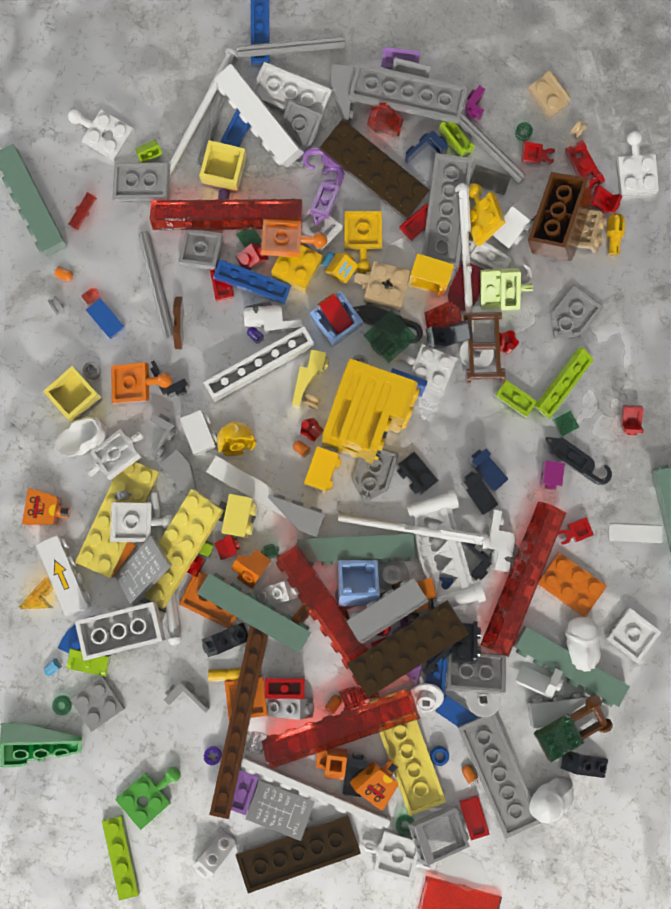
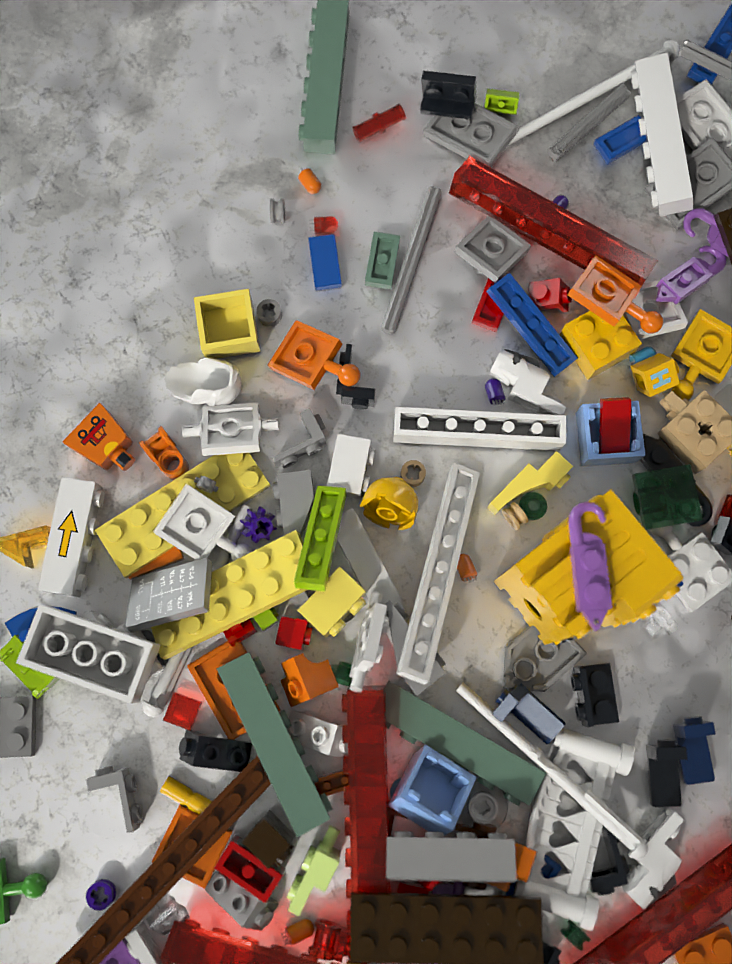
camera: 35 degrees right, 5 degrees down
(83, 492) = (163, 451): none -> orange piece
(101, 124) = (466, 40): white plate -> none
(114, 170) = (448, 94): none -> black bracket
(139, 296) = (382, 260): none -> sand green plate
(164, 503) = (250, 523): none -> dark purple gear
(178, 312) = (405, 323): reddish brown tile -> none
(192, 630) = (182, 711): none -> clear red tile
(208, 484) = (320, 538): none -> lime plate
(223, 165) = (582, 167): light yellow piece -> none
(232, 415) = (421, 475): none -> tan bush
(248, 237) = (559, 268): clear green plate -> none
(273, 528) = (368, 648): none -> white plate
(285, 665) = (270, 840): none -> dark brown brick
(286, 460) = (438, 575): none -> white plate
(311, 429) = (493, 550): red arm -> none
(321, 662) = (319, 869): none -> yellowish green plate
(322, 393) = (539, 499): none -> clear green plate
(322, 470) = (477, 612): yellow container -> none
(362, 408) = (589, 567): none -> medium lavender plate
(385, 505) = (530, 712): none -> bracket
(481, 609) = (575, 935): none -> clear green bush

